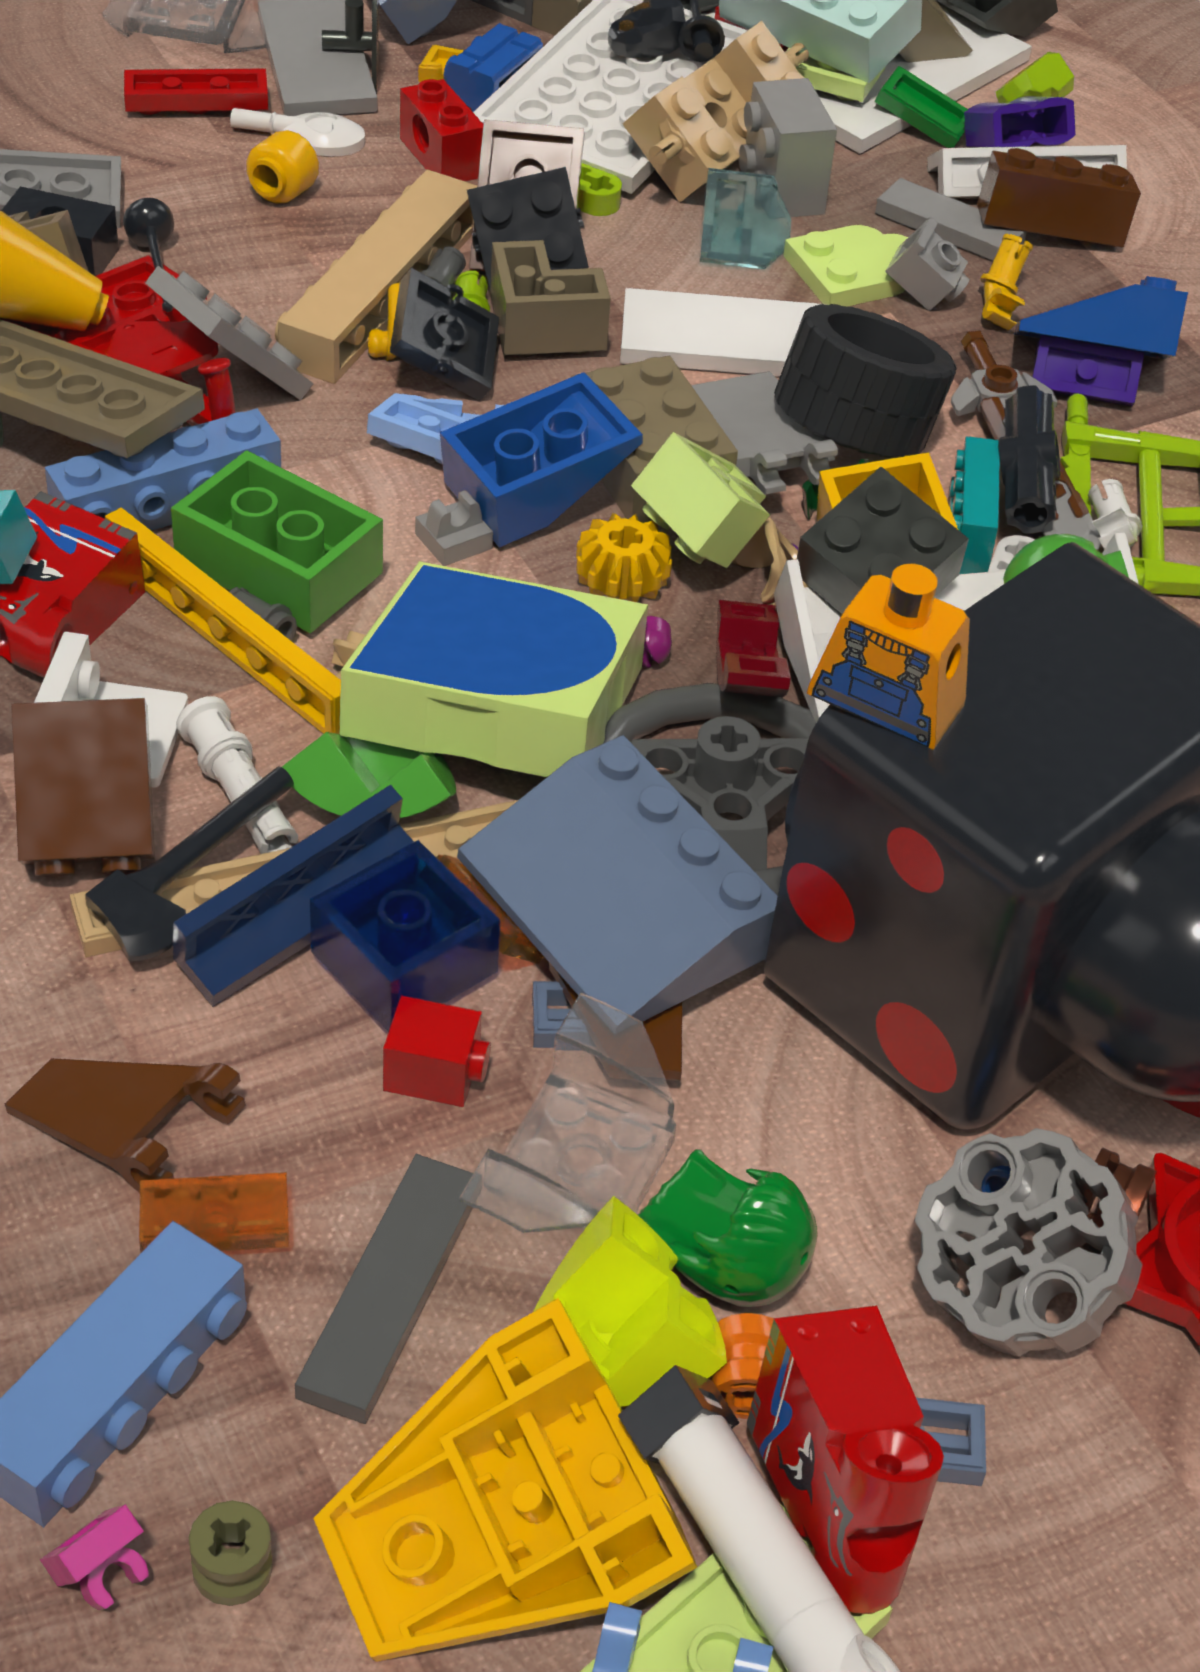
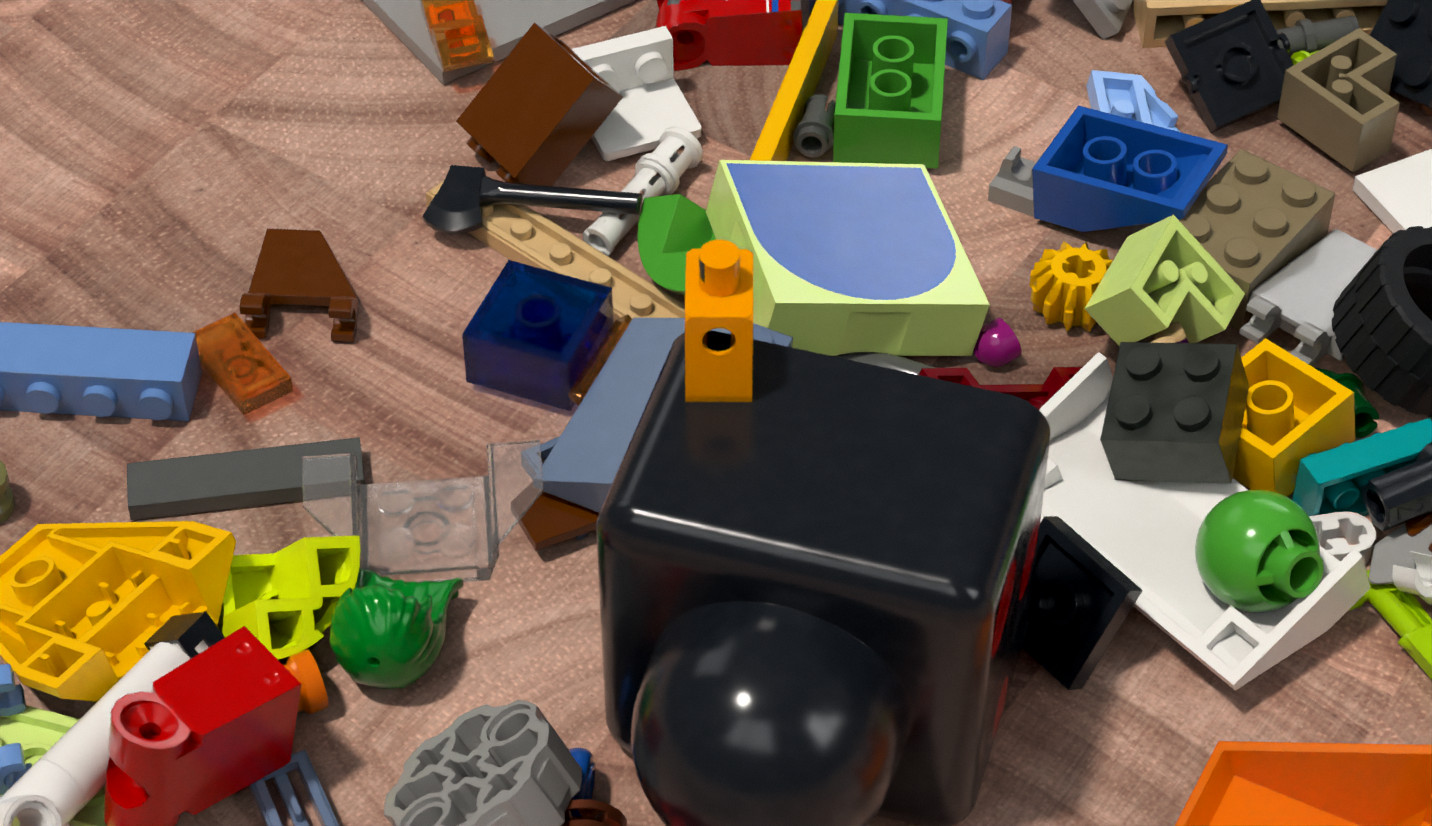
camera: 65 degrees right, 0 degrees up
(268, 911) = (475, 260): dark blue fence -> none
(434, 1051) = (454, 403): red brick -> none

